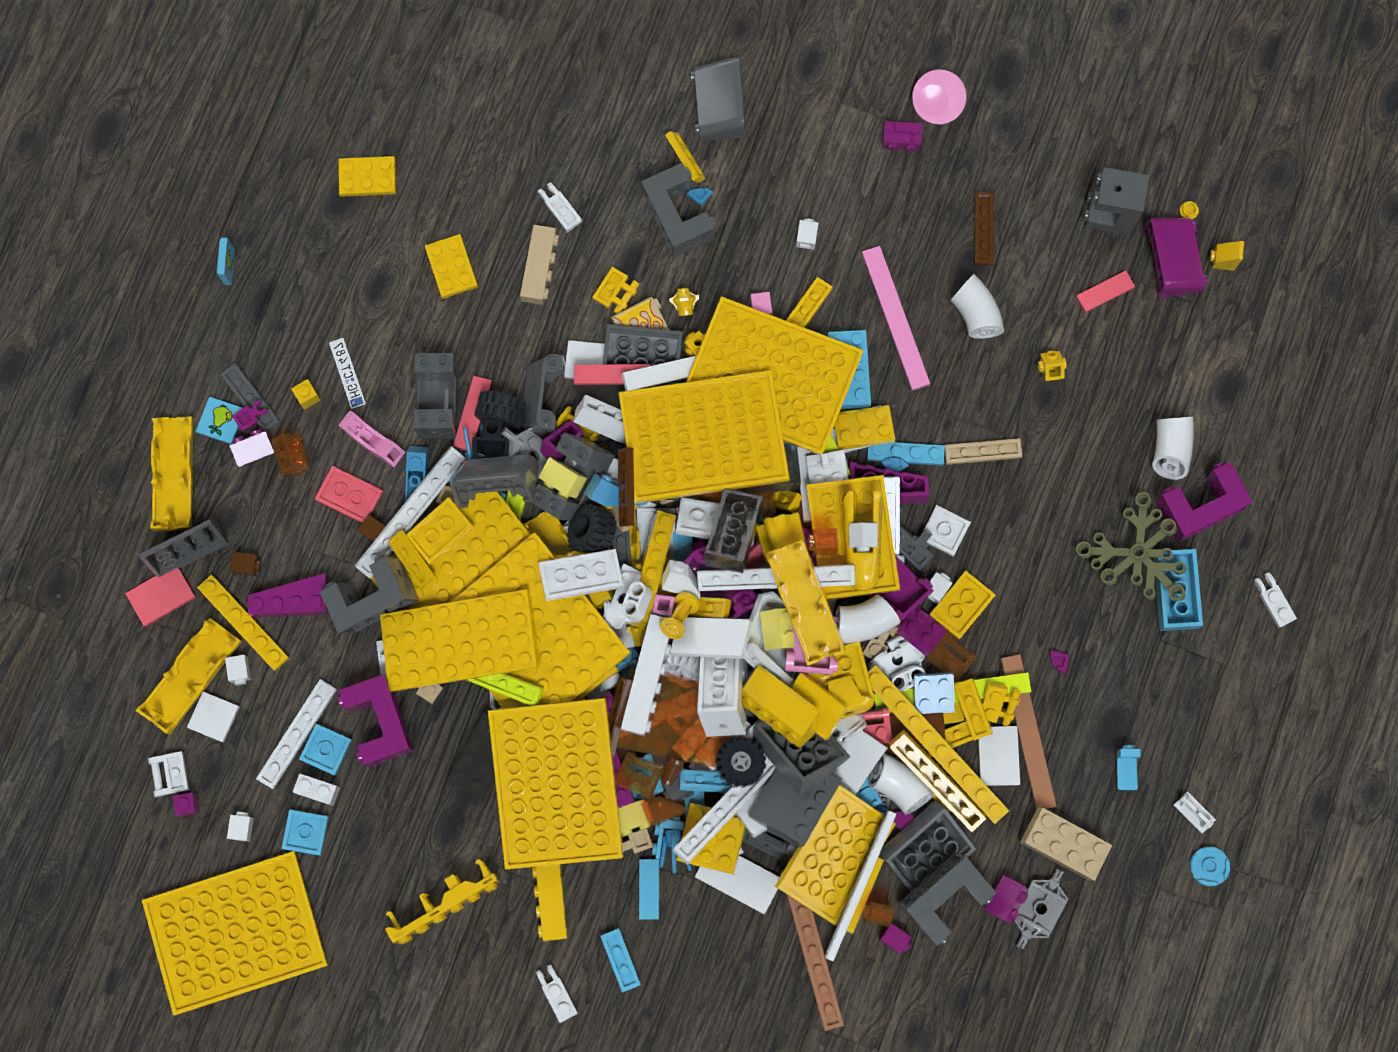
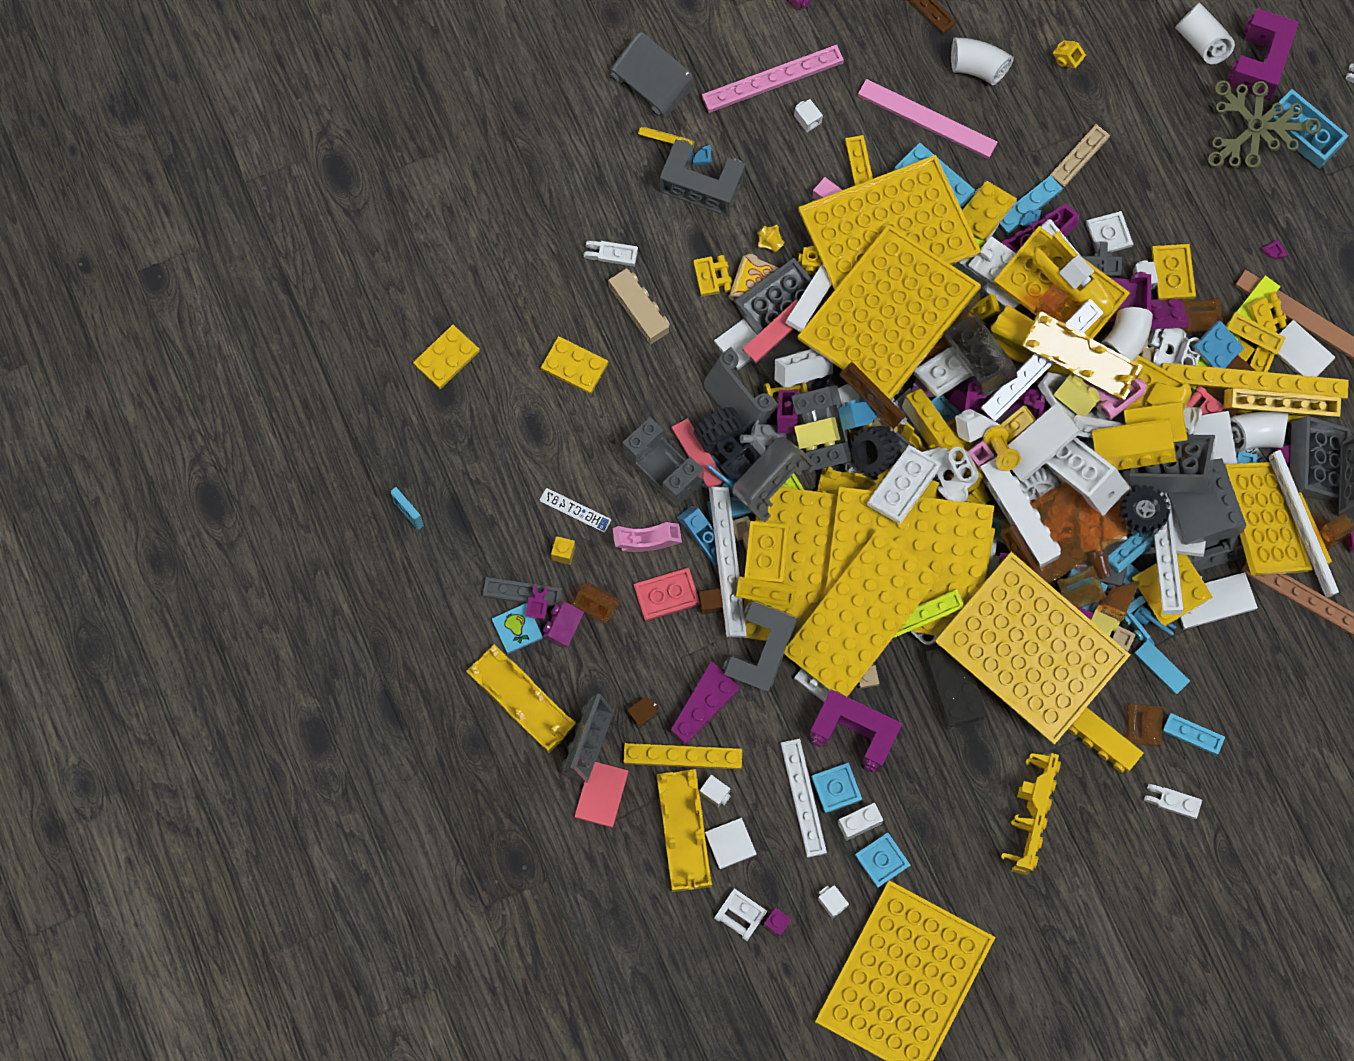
camera: 45 degrees left, 5 degrees down
(597, 923) = (1150, 725): none -> clear orange plate
(809, 182) = (772, 78): none -> bright pink plate

